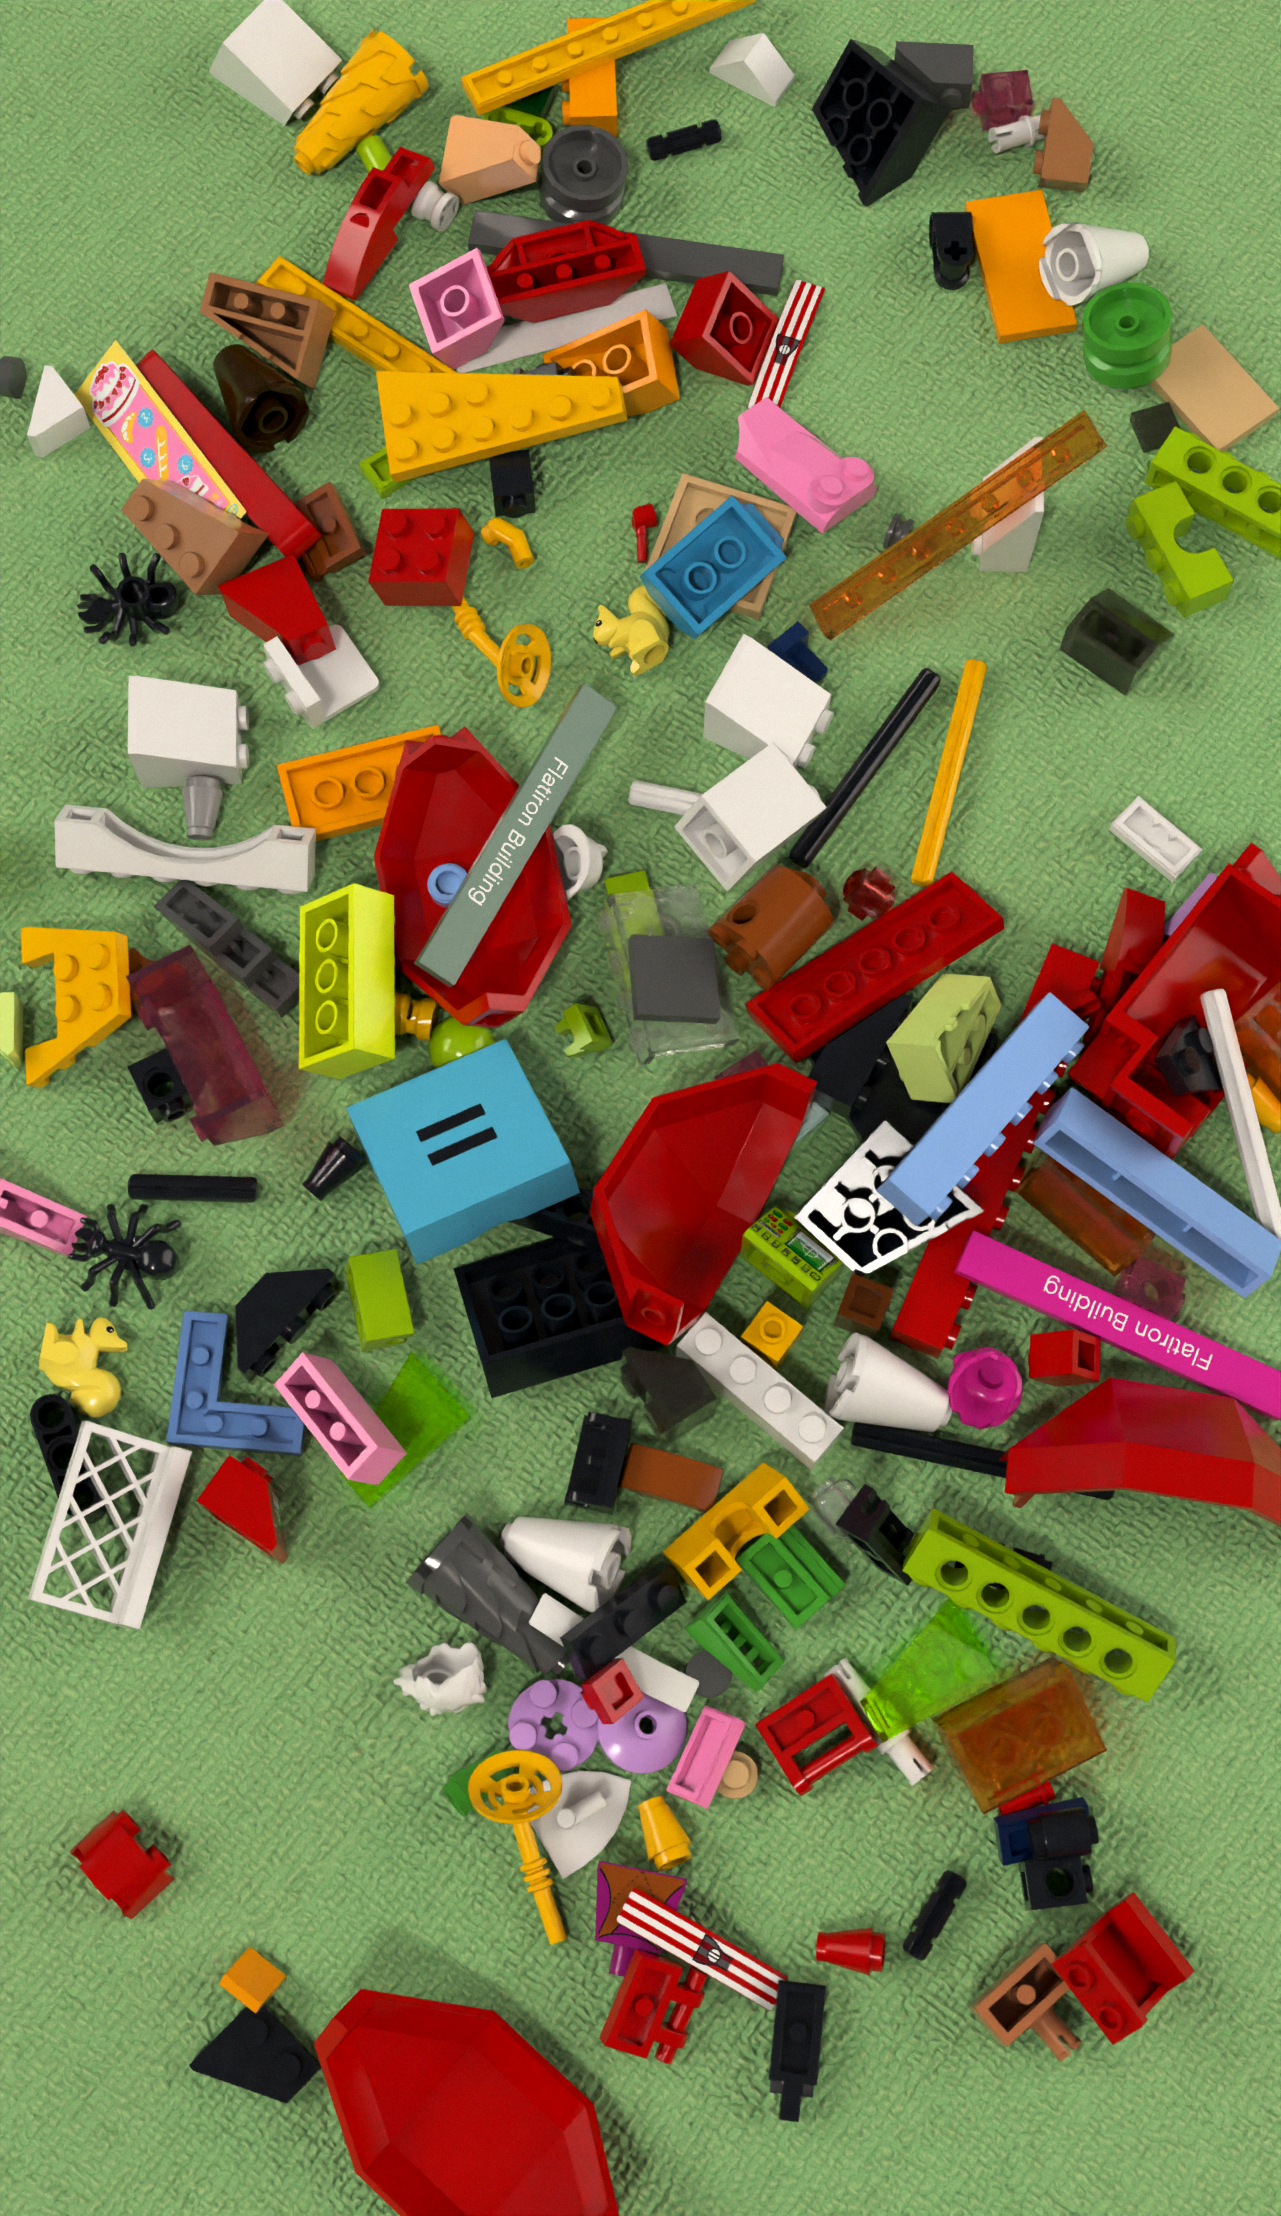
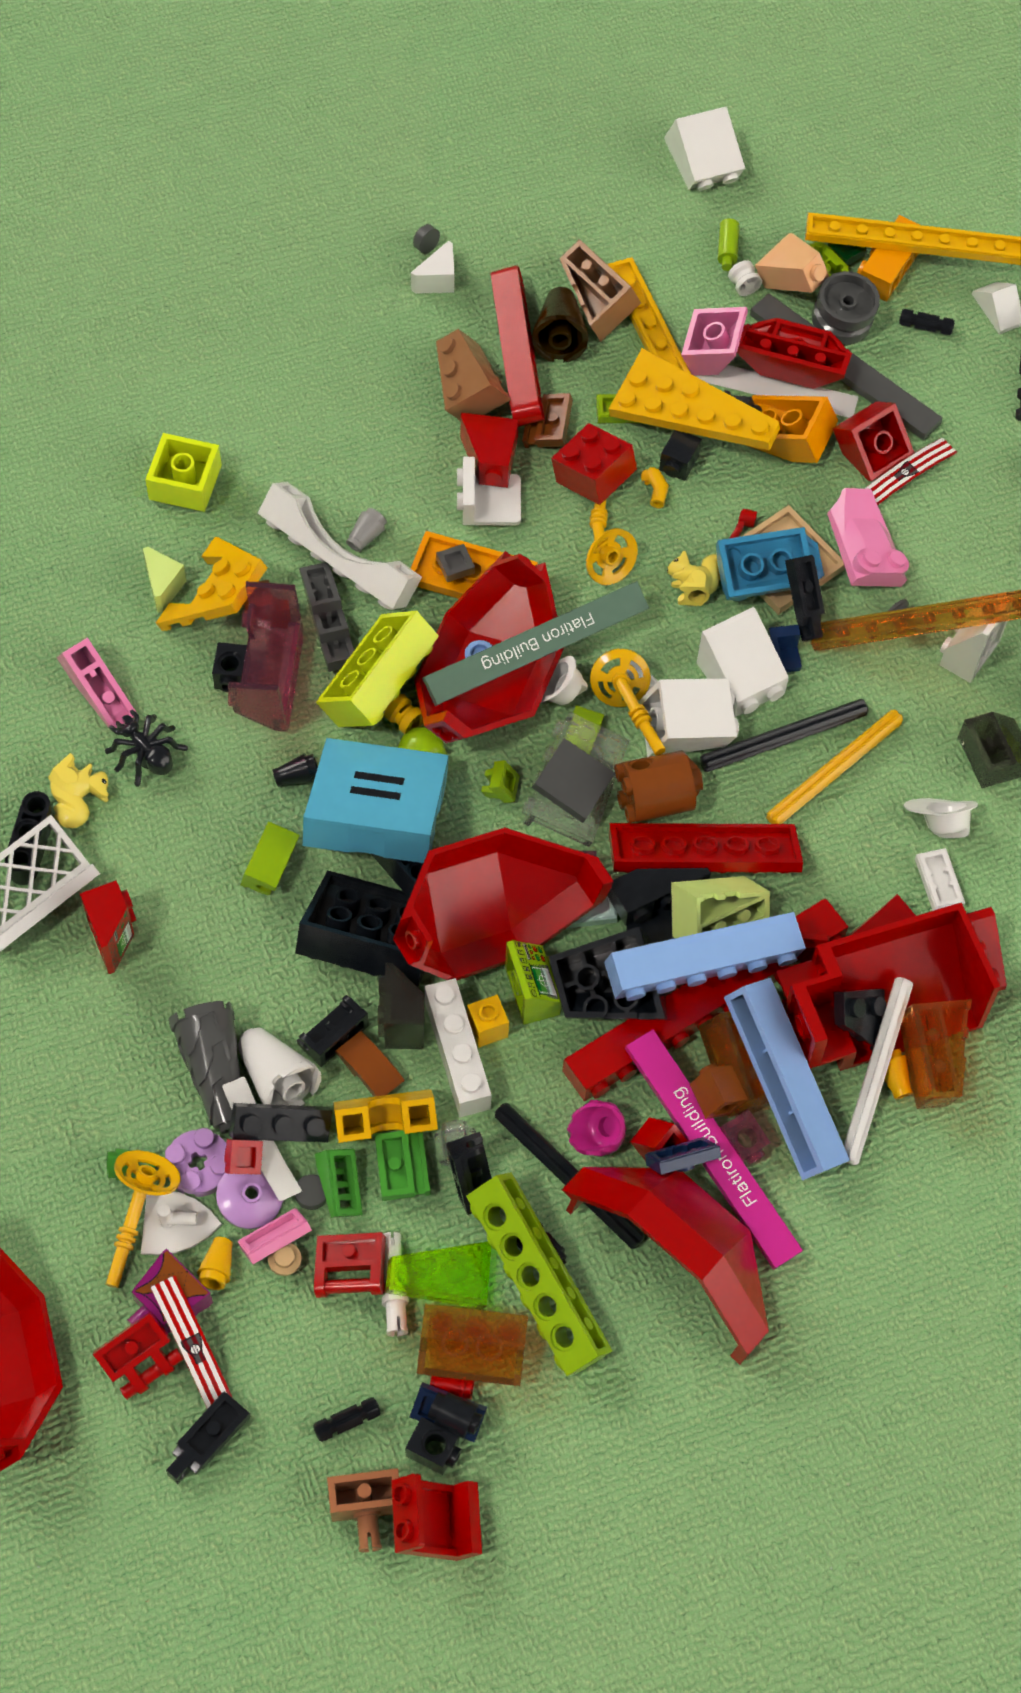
camera: 30 degrees right, 10 degrees down
(133, 599) = (407, 395): black animal -> none
(147, 431) = (482, 308): sticker -> none
(185, 732) = (384, 479): white slope -> none
(192, 1188) = (208, 734): black axle -> none
(196, 1409) = (122, 857): medium blue plate -> none
(277, 1314) = (205, 831): black slope -> none
(340, 1419) = (196, 906): bright pink brick -> none
(345, 787) = (455, 563): none -> flat silver plate
(366, 96) = (749, 194): yellow cone -> none
(369, 223) = (691, 268): red slope -> none
(420, 1419) = (229, 944): clear neon green wing -> none
(445, 1679) = (153, 1094): white hair -> none
(648, 822) = (624, 689): none -> yellow dish
(788, 580) = (806, 596): none -> black hinge
(853, 1949) = (284, 1406): red cone -> none
(863, 1306) = (556, 1037): reddish brown brick -> none
(869, 893) = (732, 805): clear red gear -> none
(883, 1390) = (534, 1093): white cone -> none
(1093, 1256) = (718, 1091): none -> dark orange brick
(1109, 756) = (944, 817): none -> white piece
(1110, 1362) = (682, 1156): none -> dark blue plate

